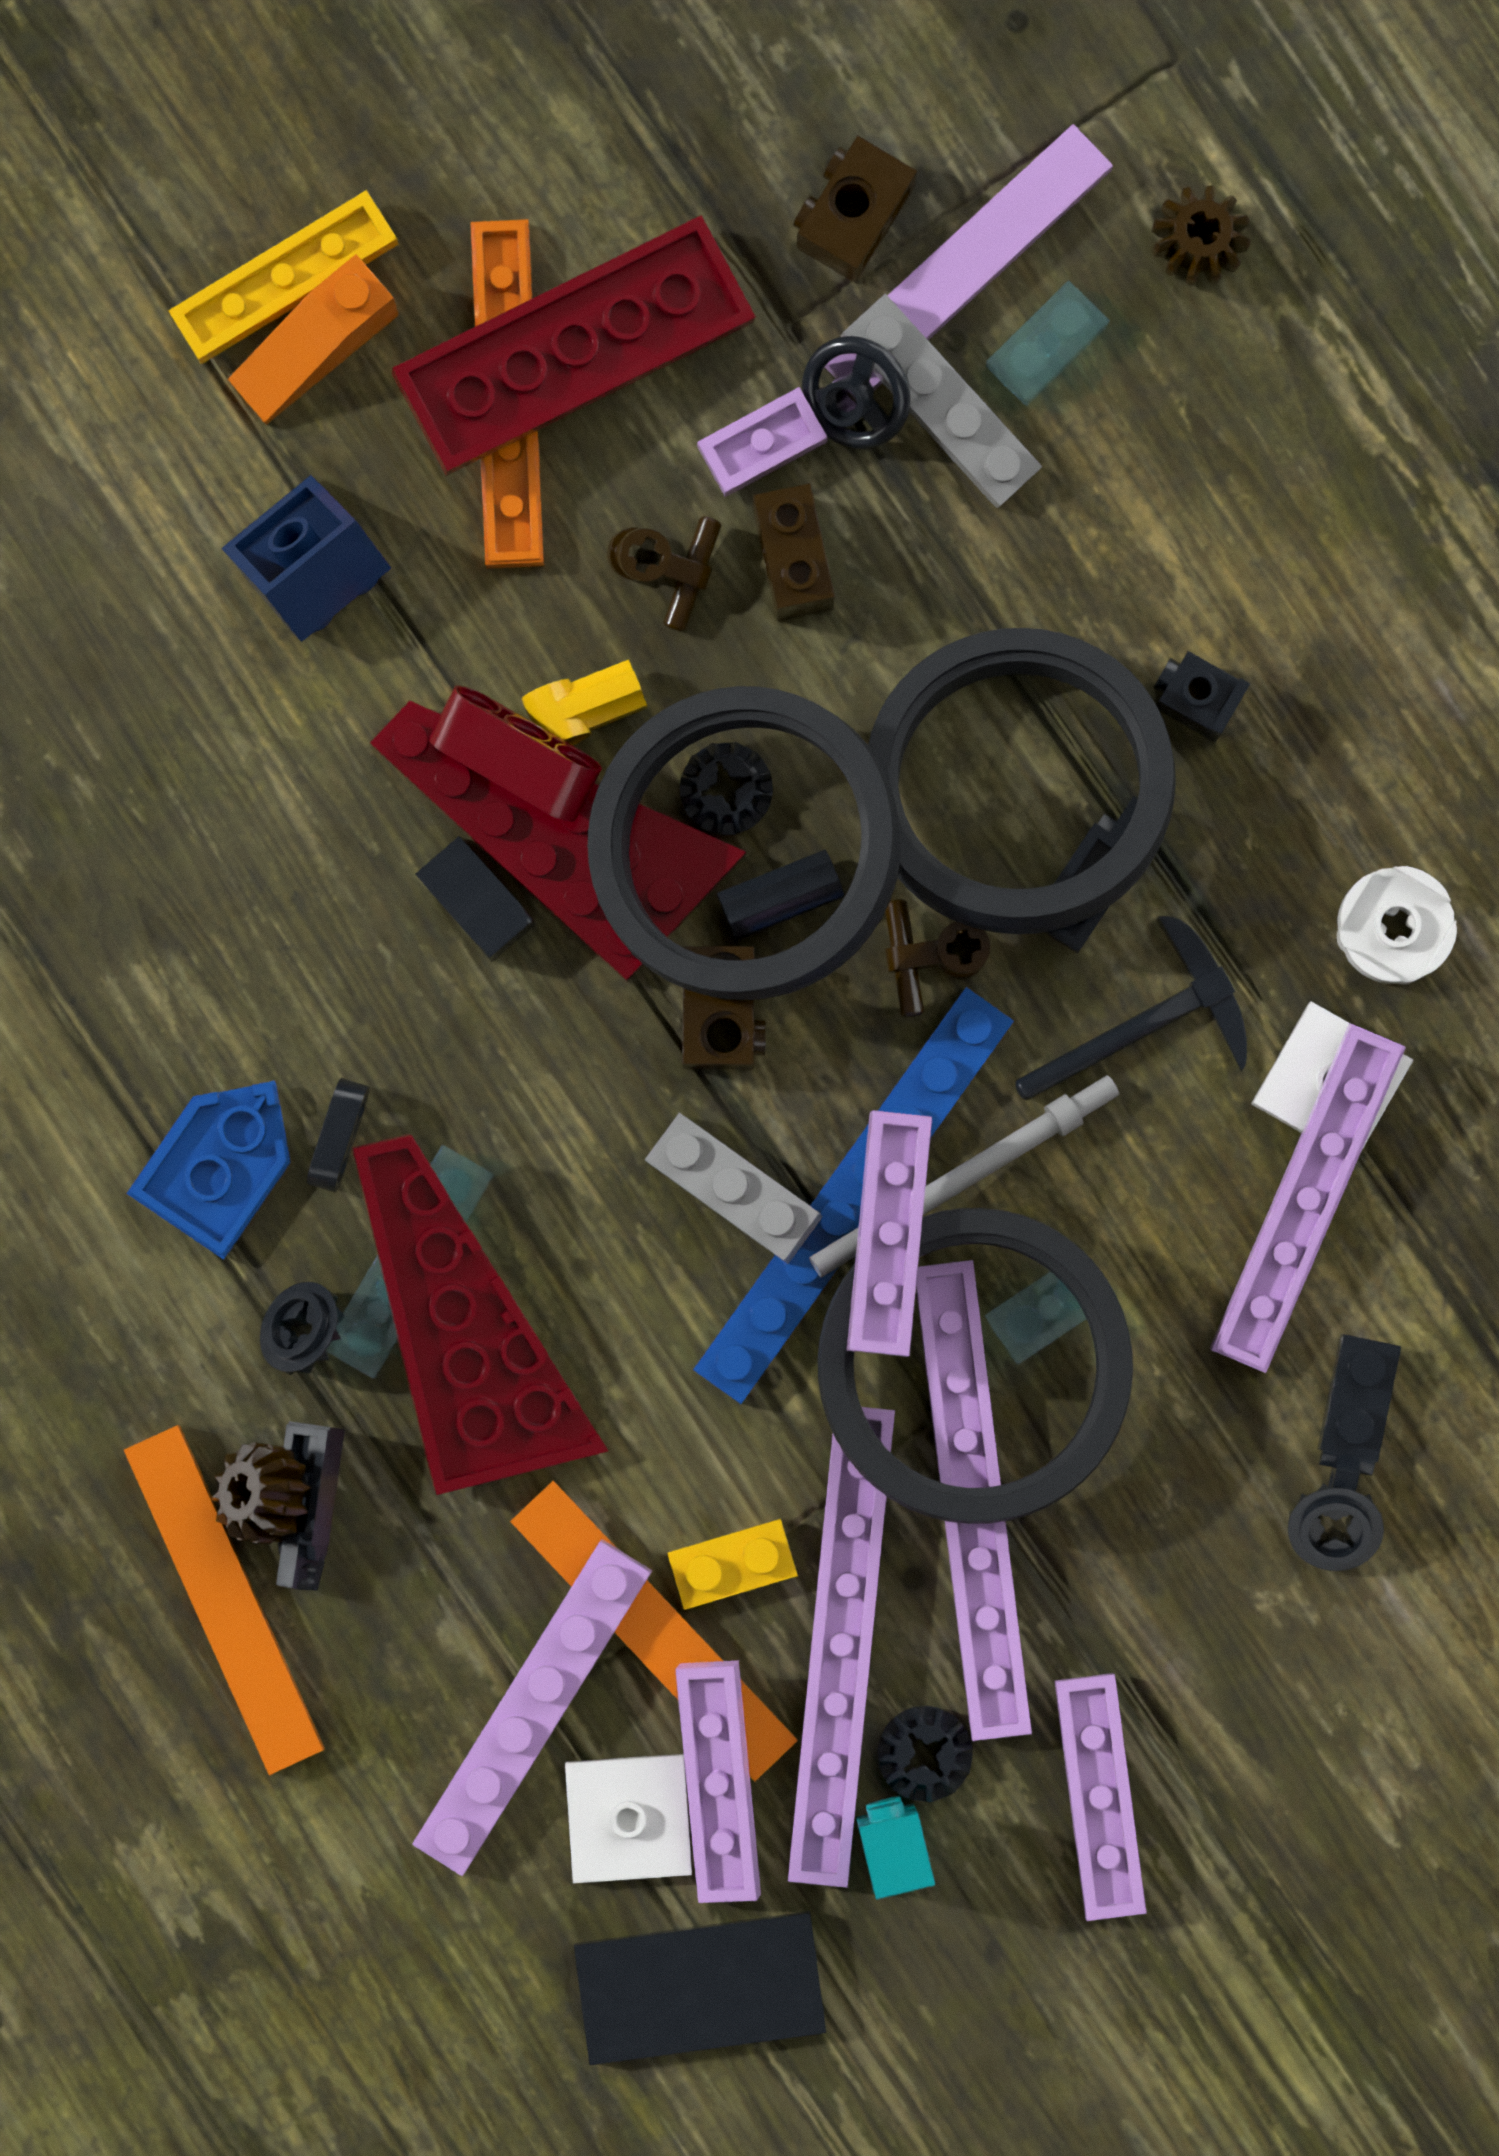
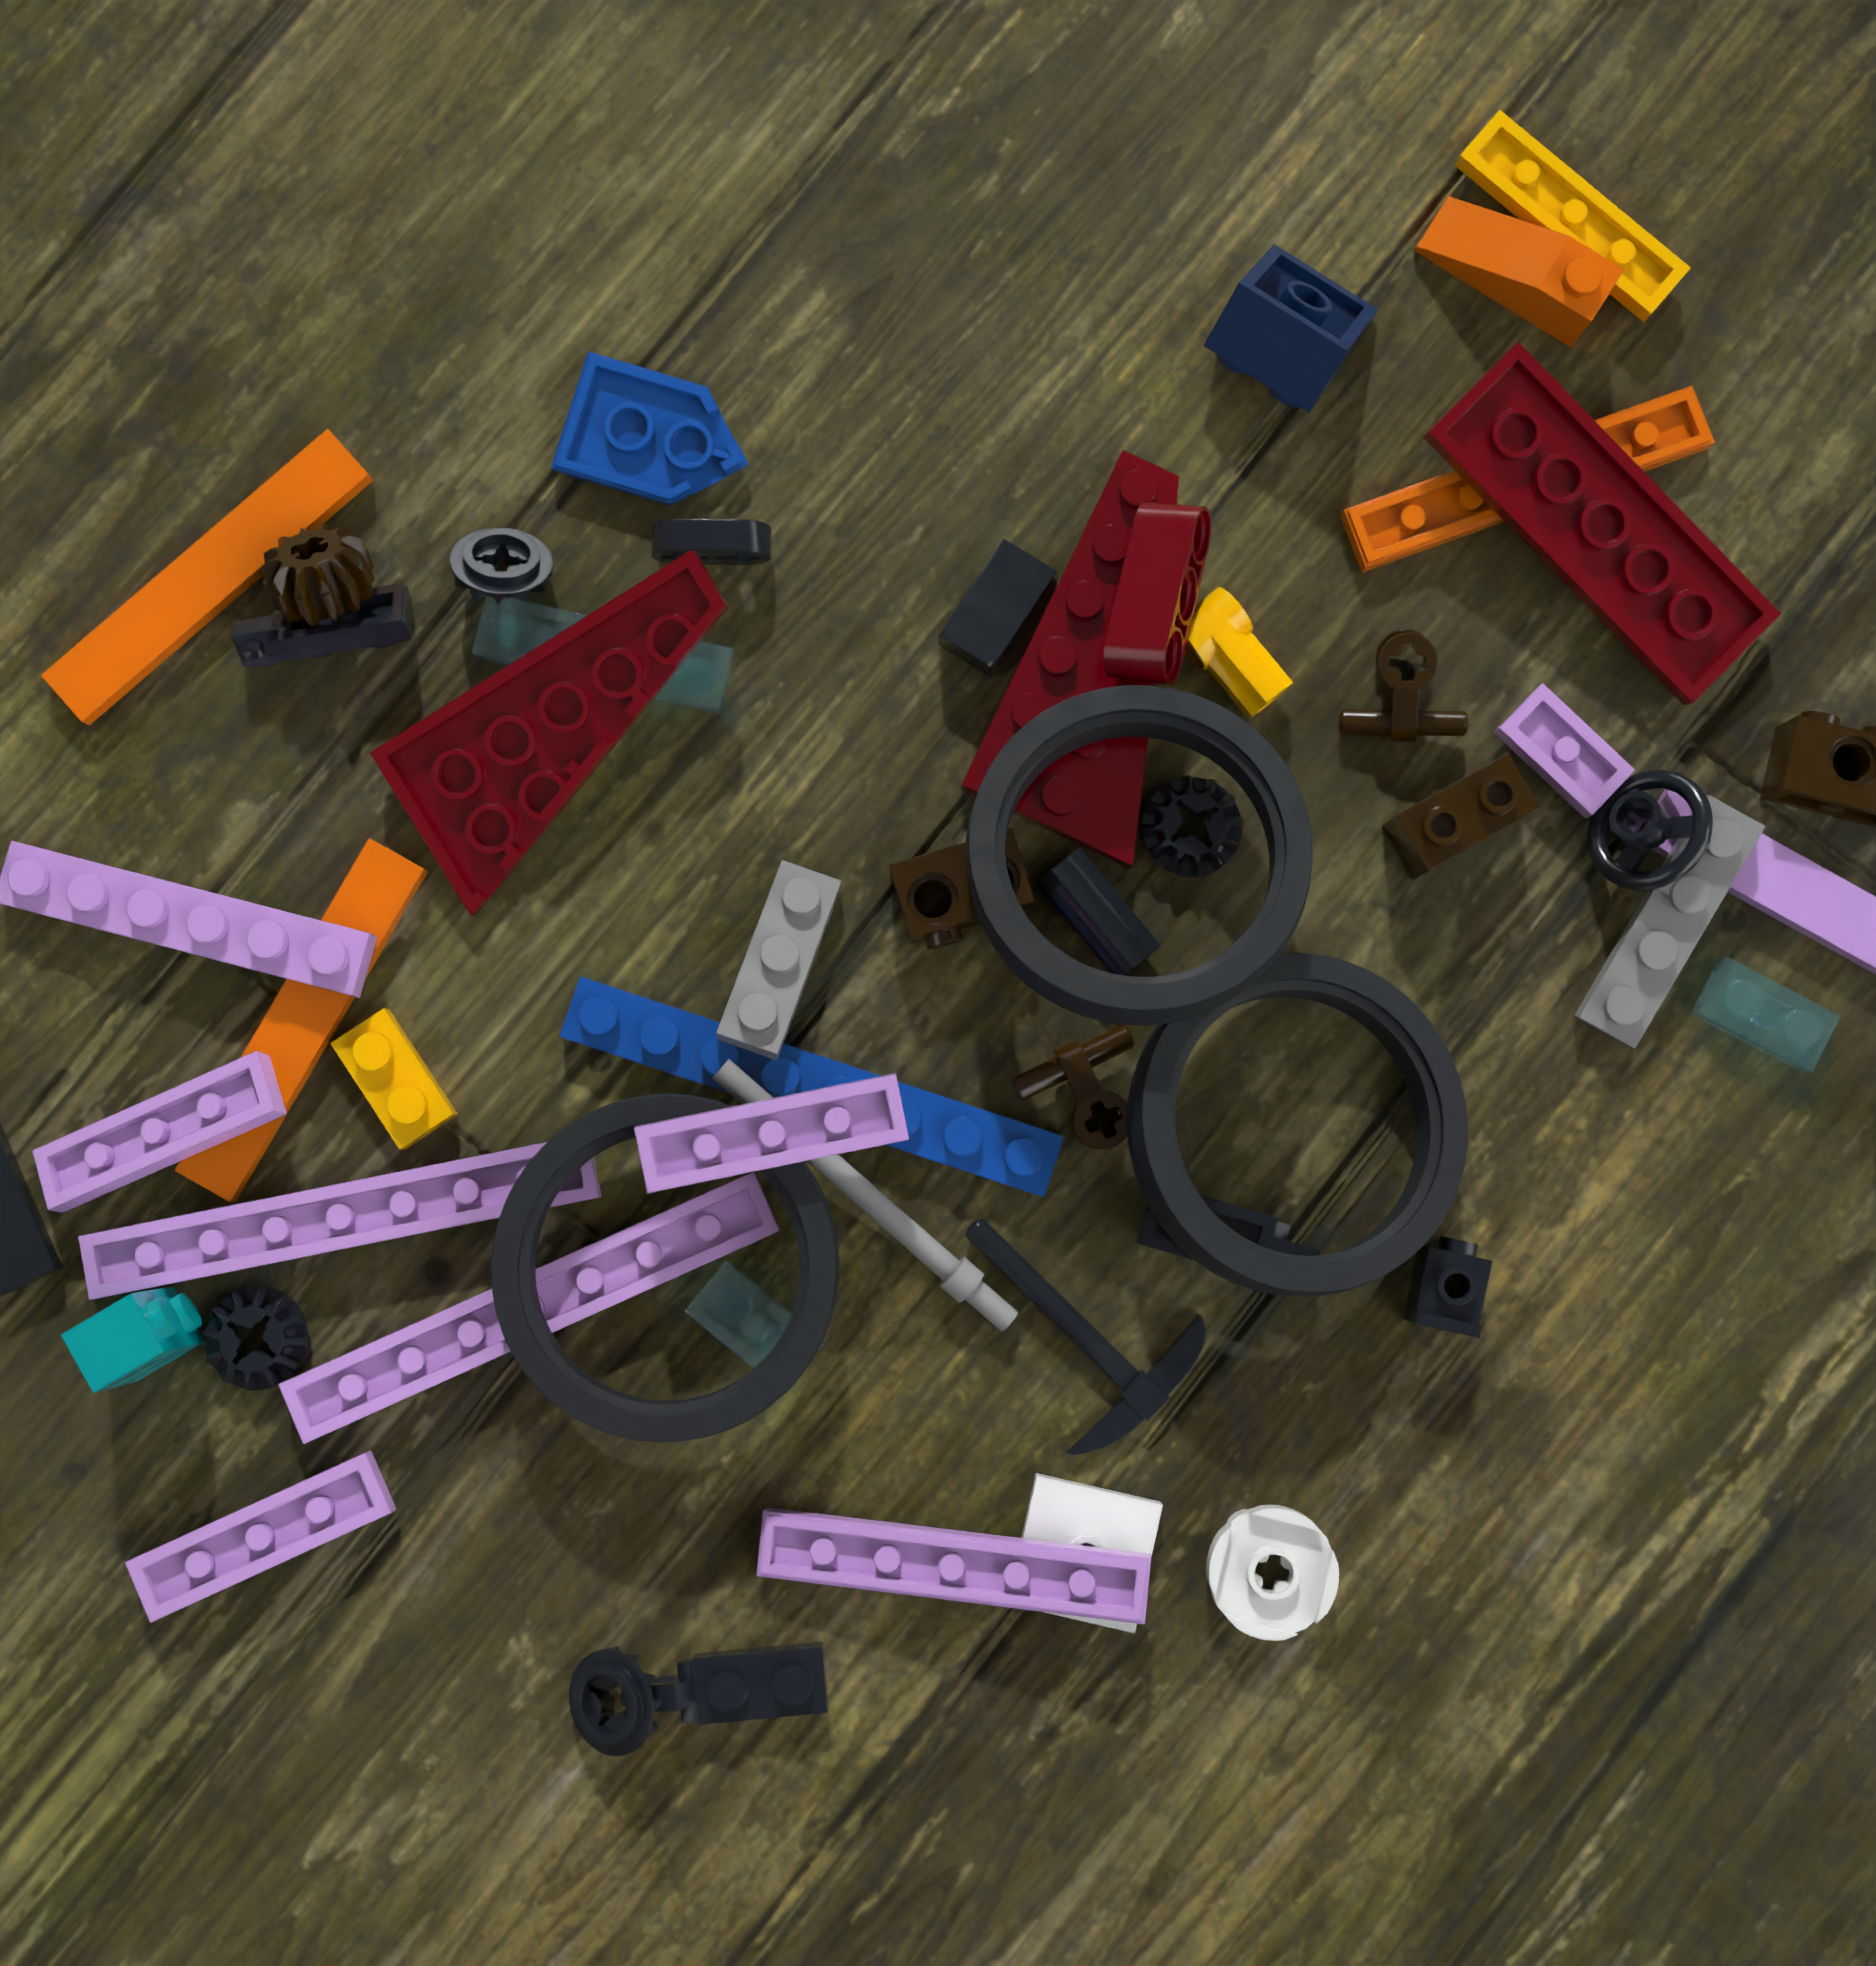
camera: 70 degrees right, 0 degrees up
(628, 1818) = (101, 1051): white plate -> none

